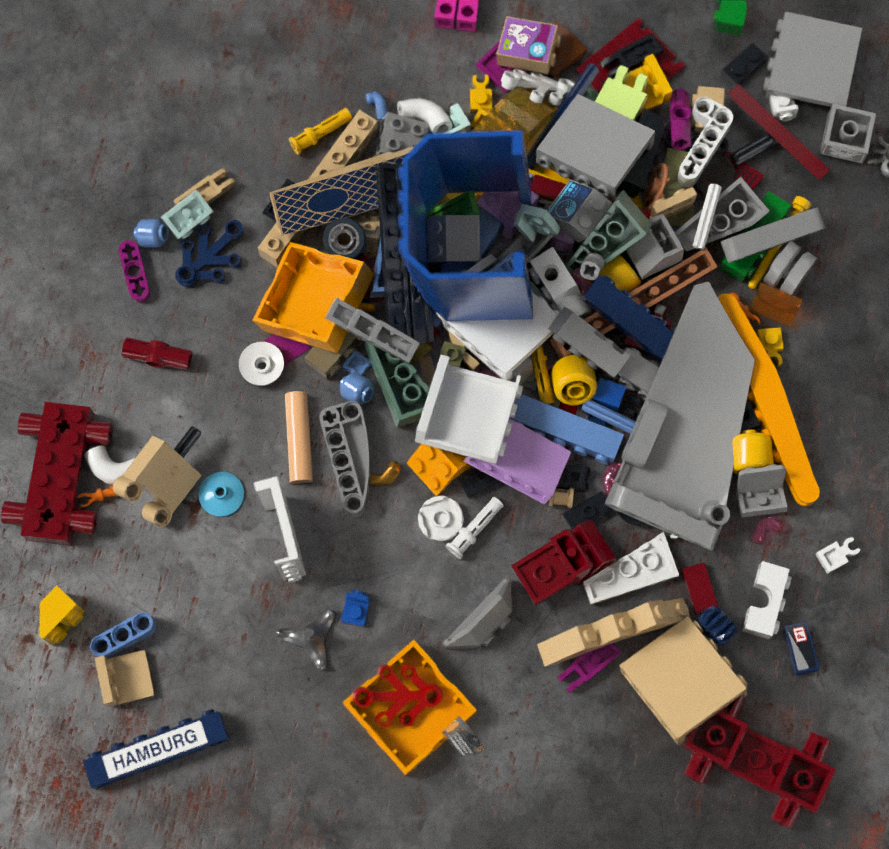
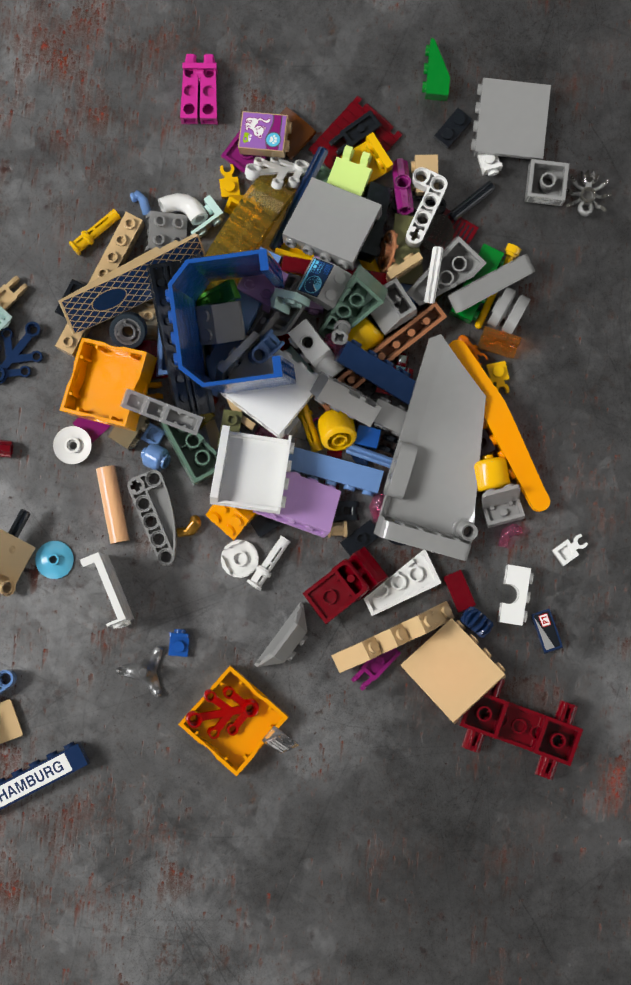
camera: 10 degrees left, 10 degrees up
(778, 132) = (487, 187): dark red sticker -> none

